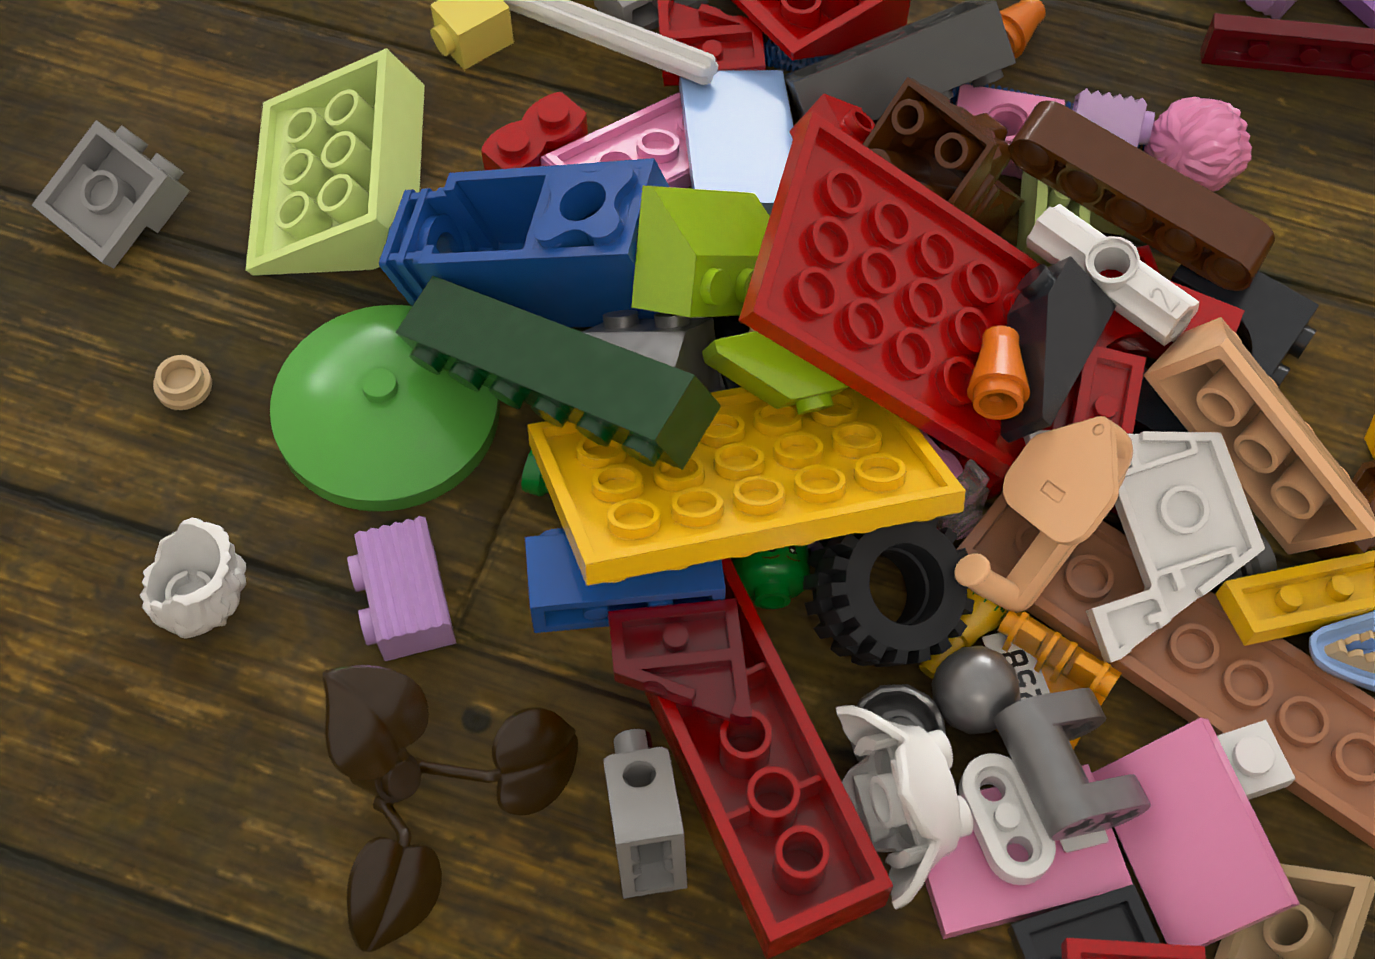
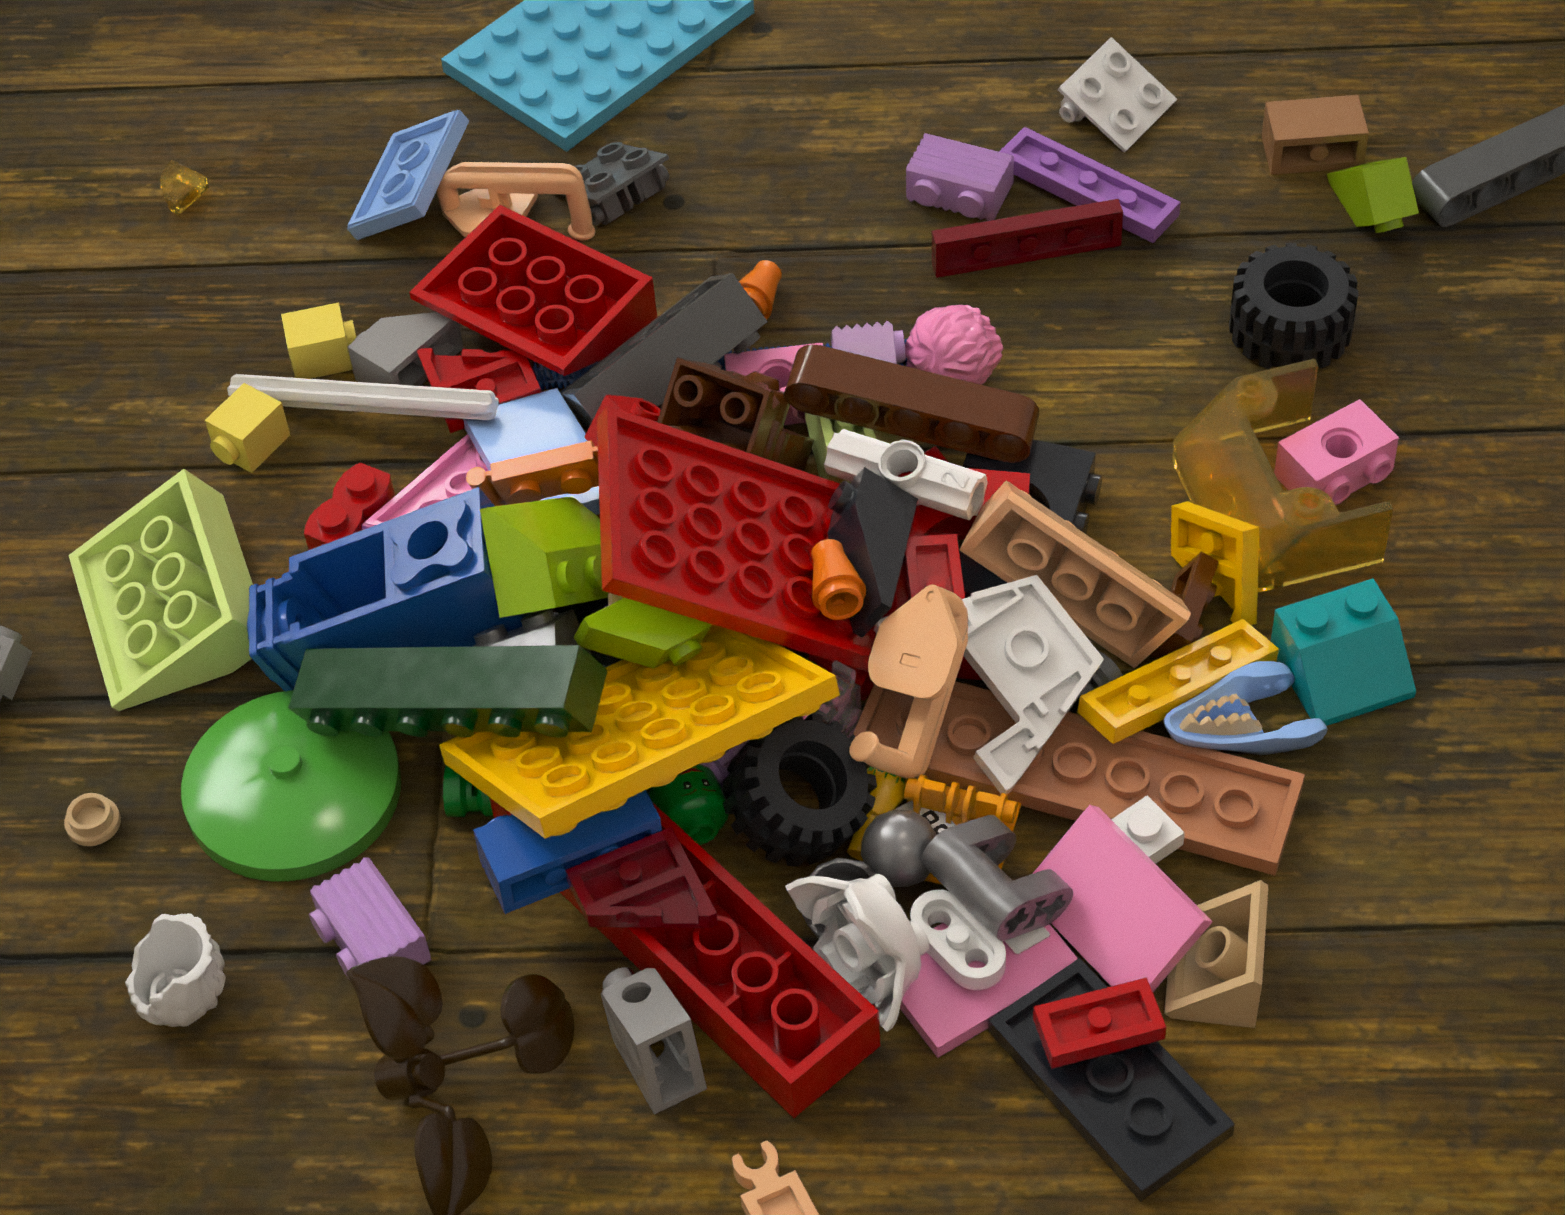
camera: 15 degrees left, 10 degrees down
(721, 161) = (539, 475): none -> orange plate

